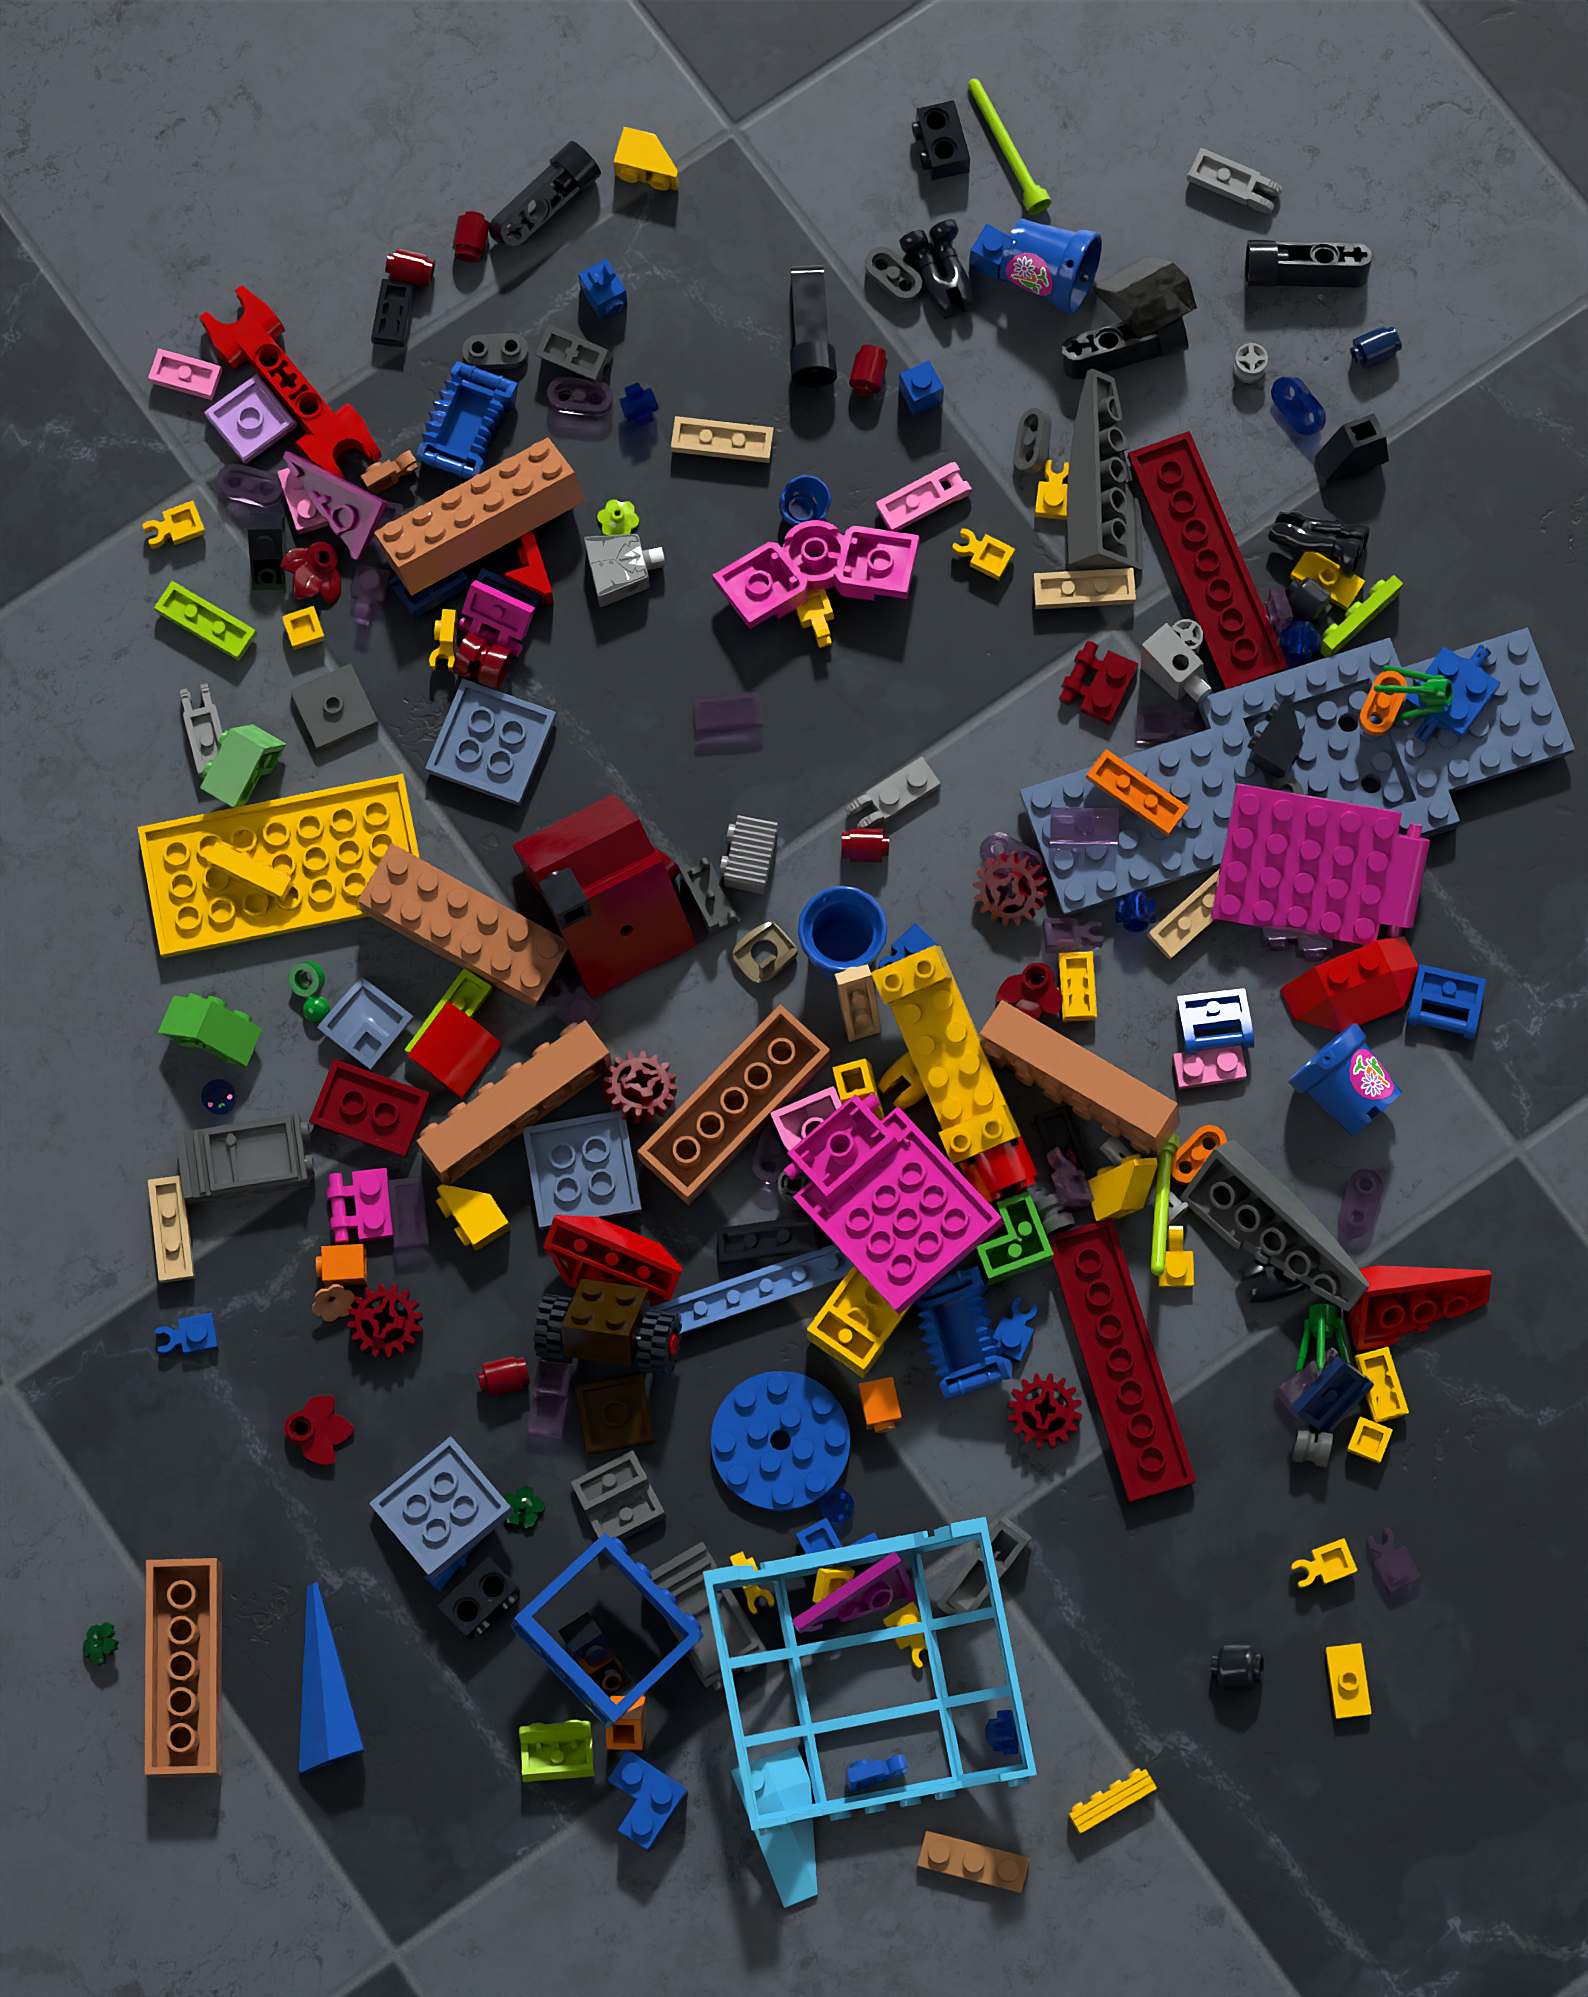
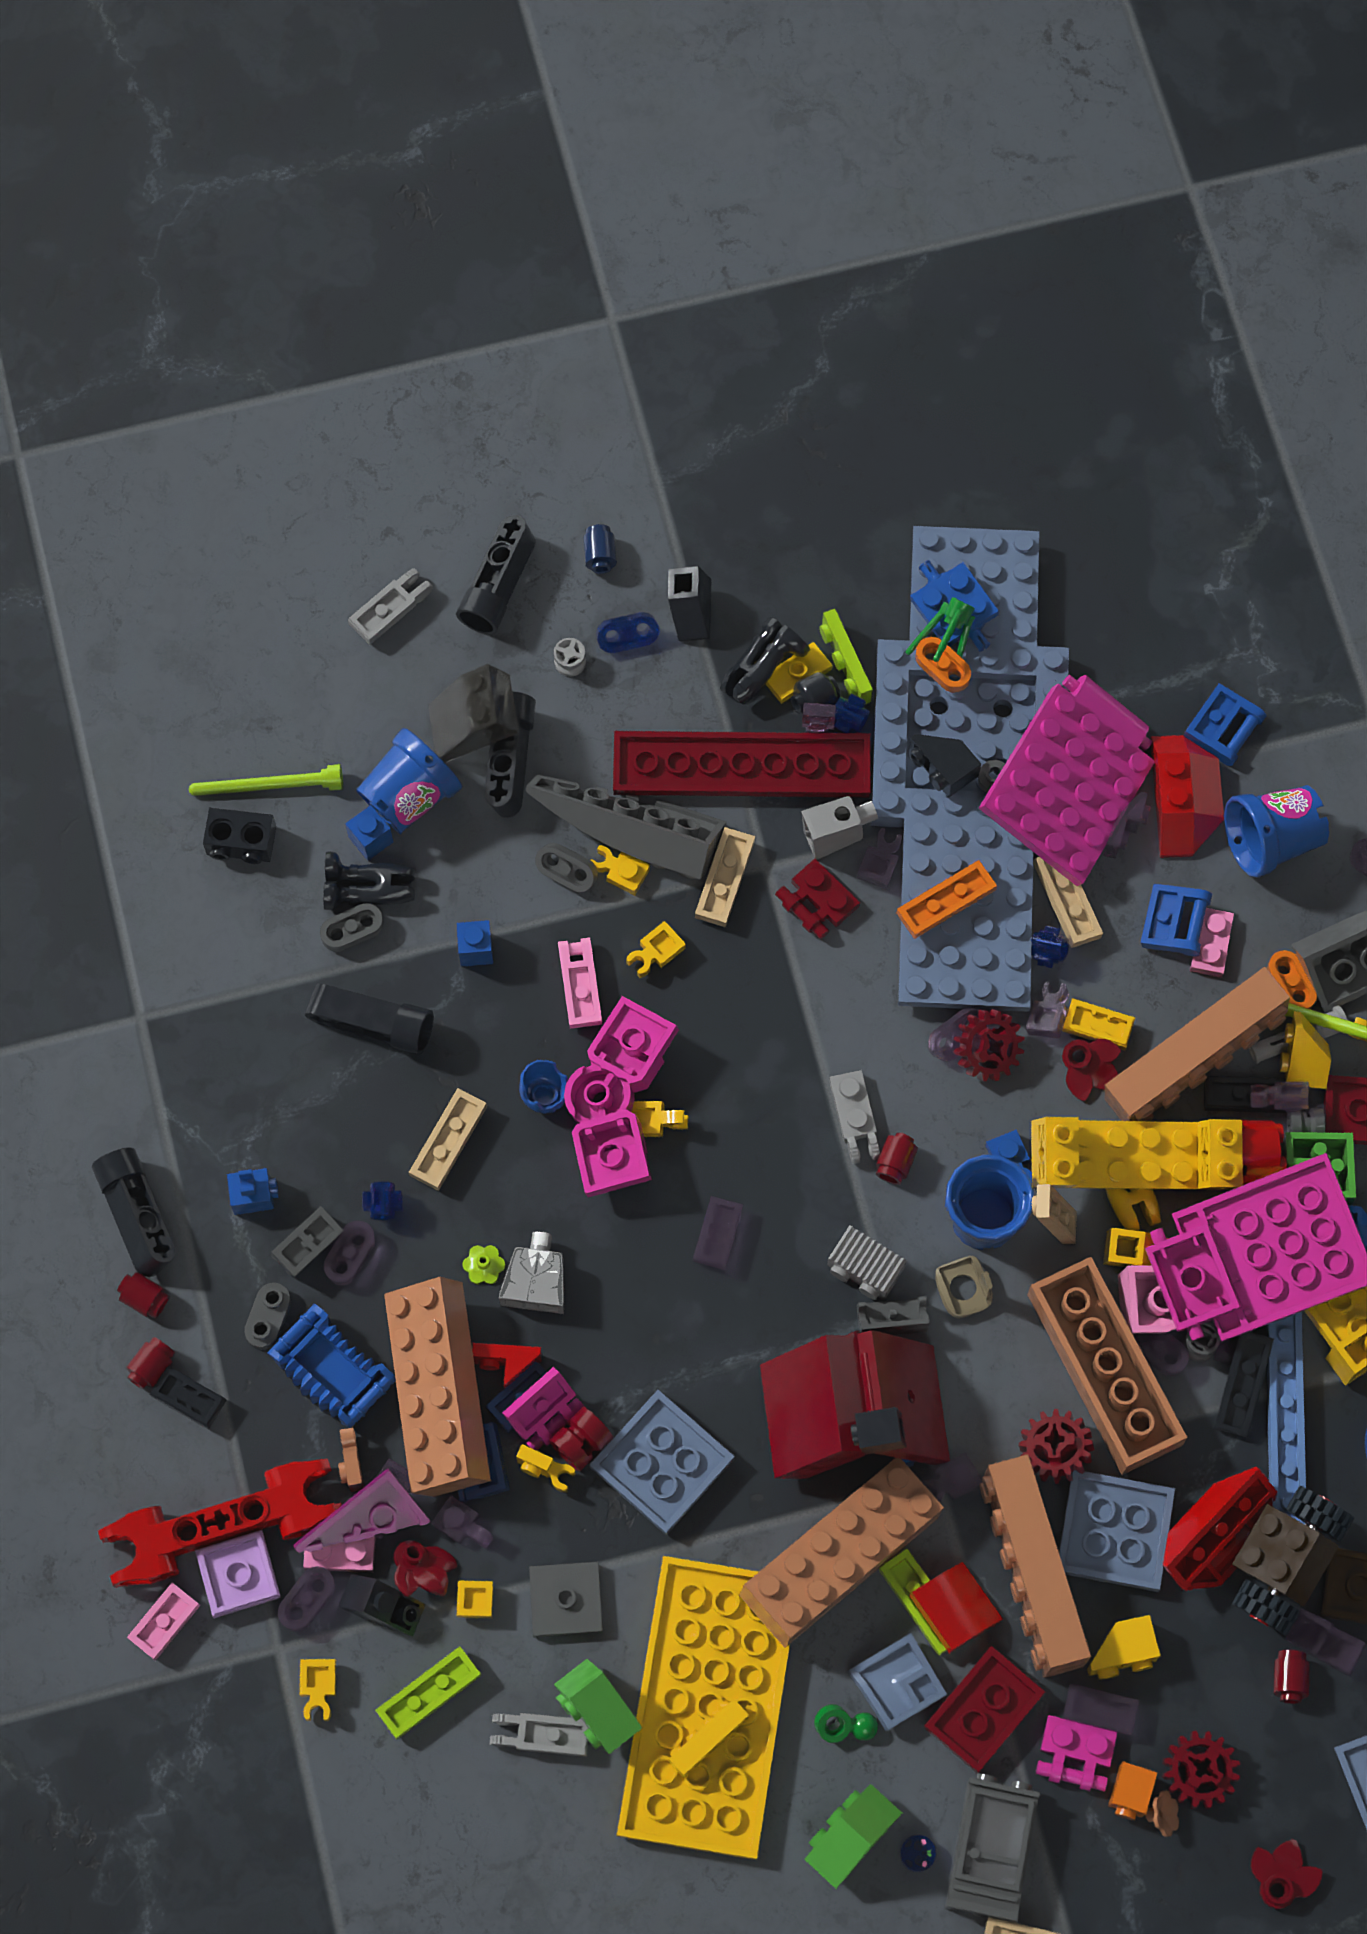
camera: 70 degrees left, 5 degrees down
(644, 160) = (138, 1104): yellow slope -> none
(868, 370) = (437, 983): dark red brick -> none
(1084, 825) = (958, 956): clear purple plate -> none
(1189, 632) = (803, 801): light grey wheel -> none

